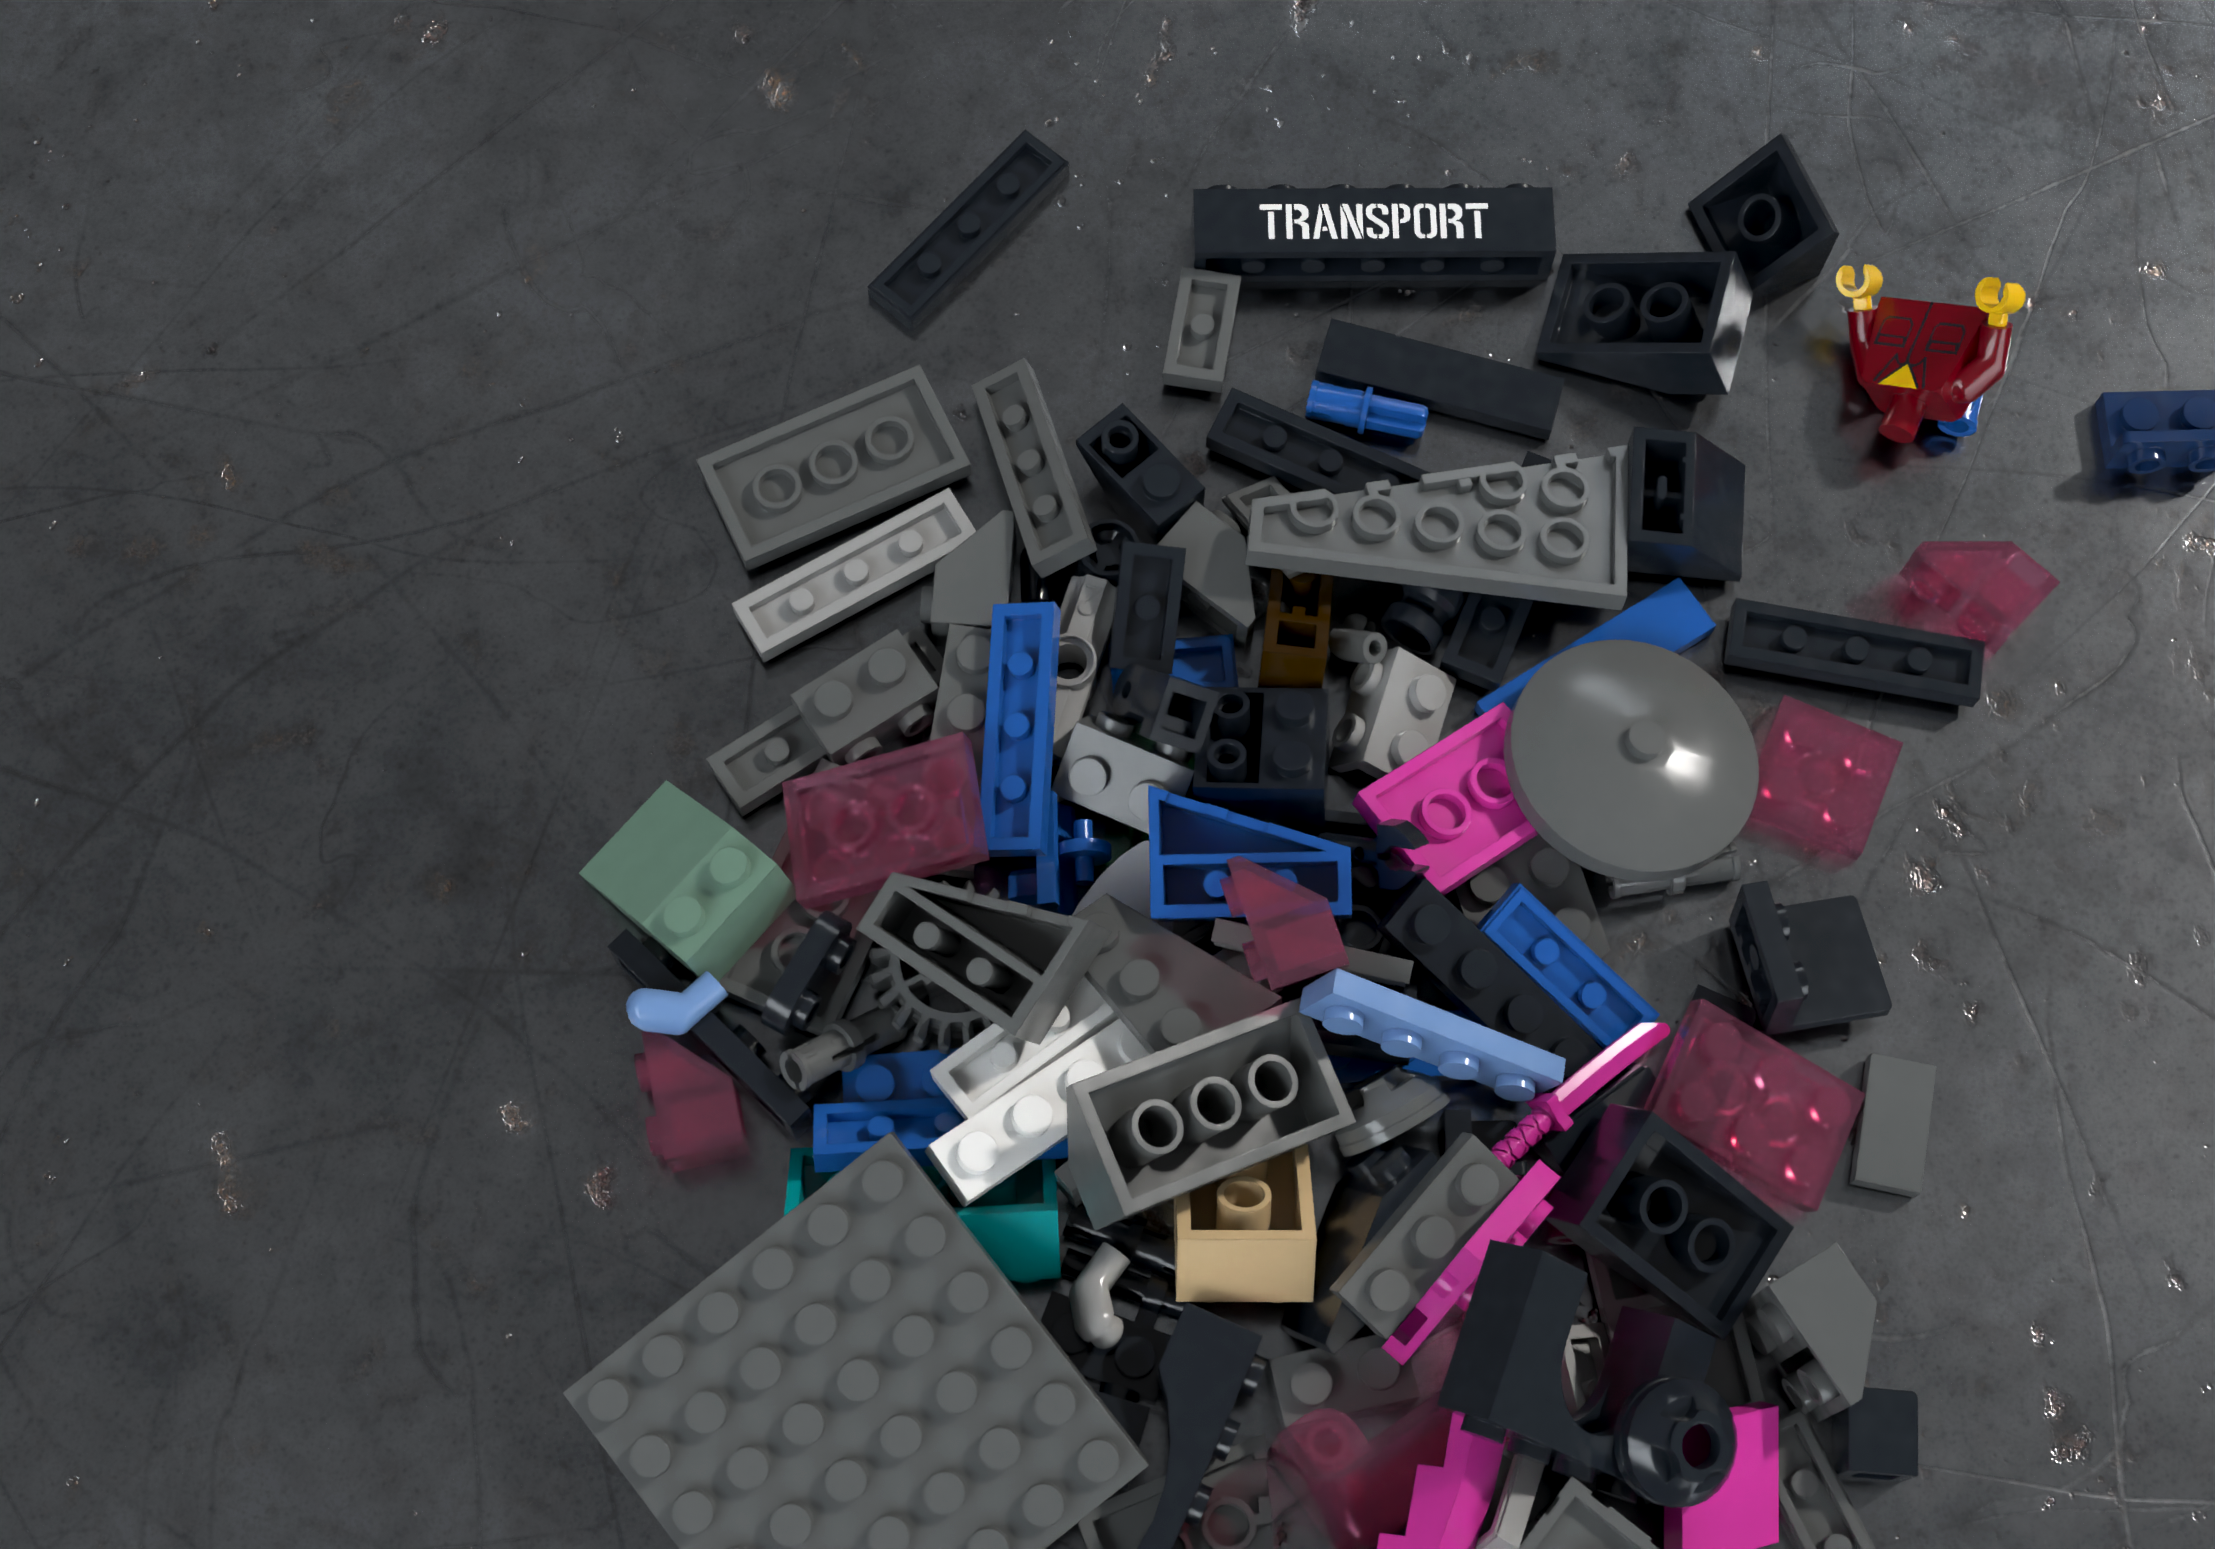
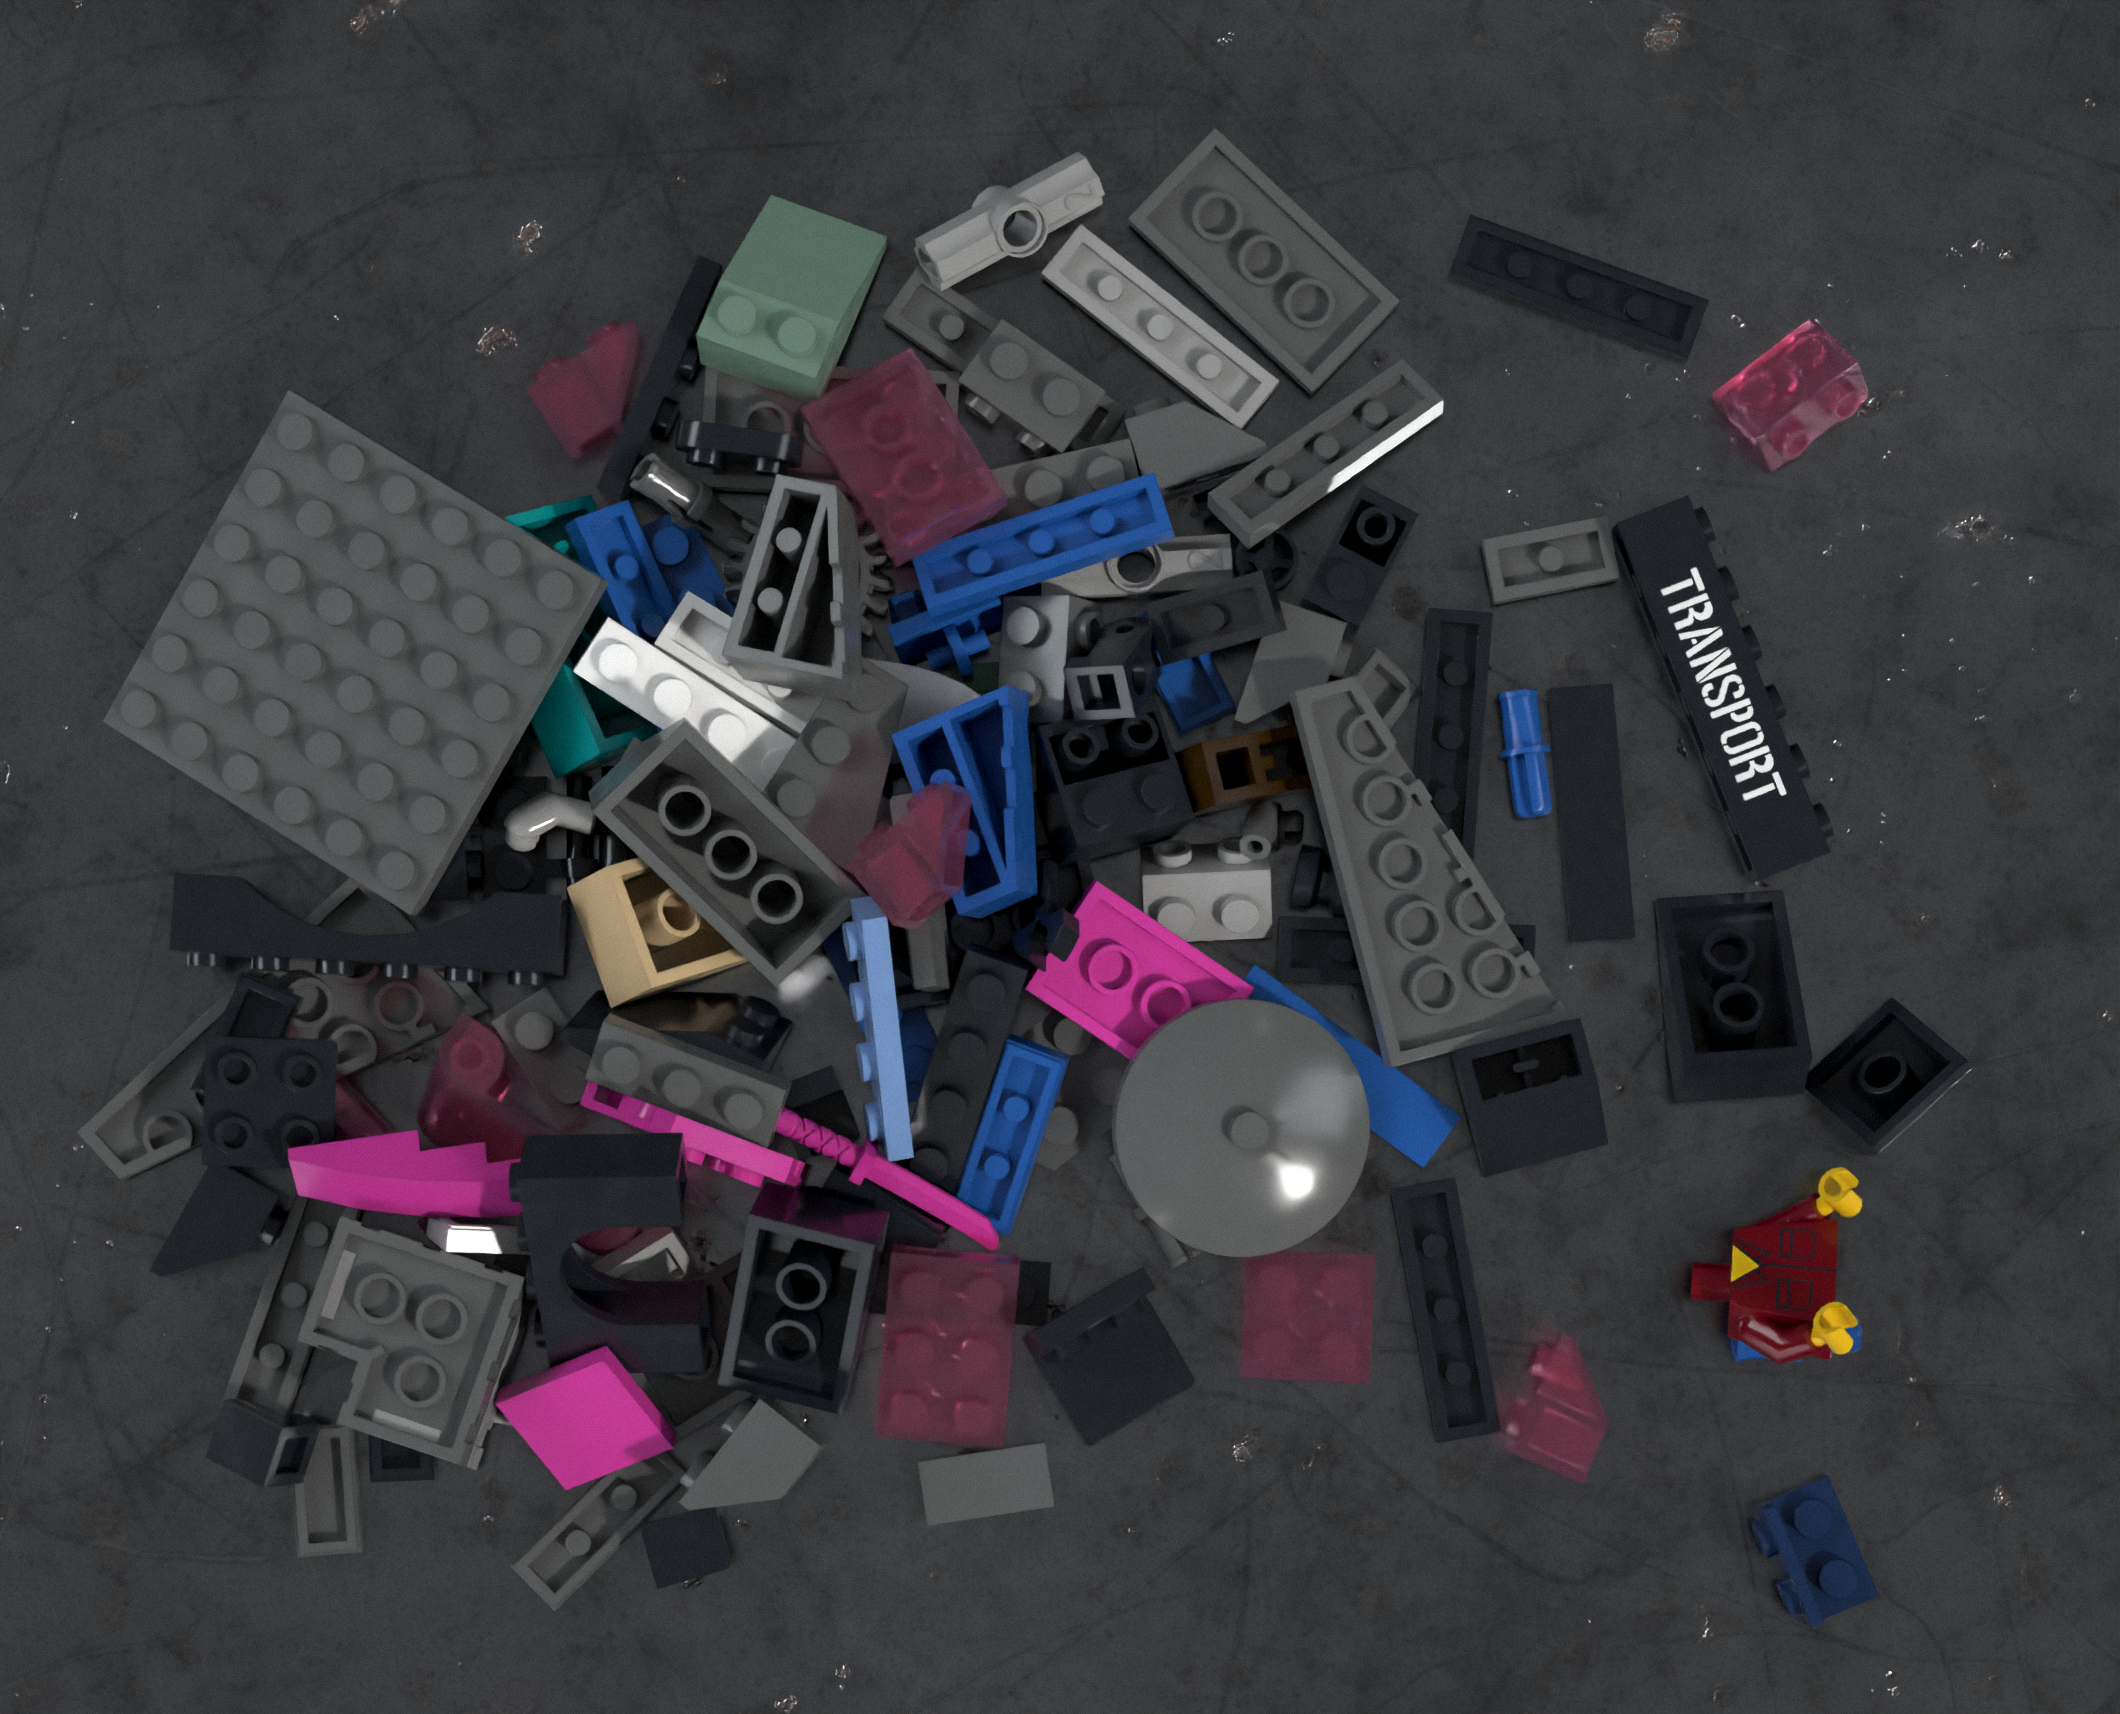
camera: 75 degrees right, 15 degrees up
(674, 1011) = (656, 341): medium blue arm -> none
(701, 662) = (978, 237): none -> light grey piece
(1133, 92) = (1793, 393): none -> clear pink bracket
(1389, 1106) = (813, 1015): dark grey piece -> none
(1652, 1434) = (596, 1333): black piece -> none

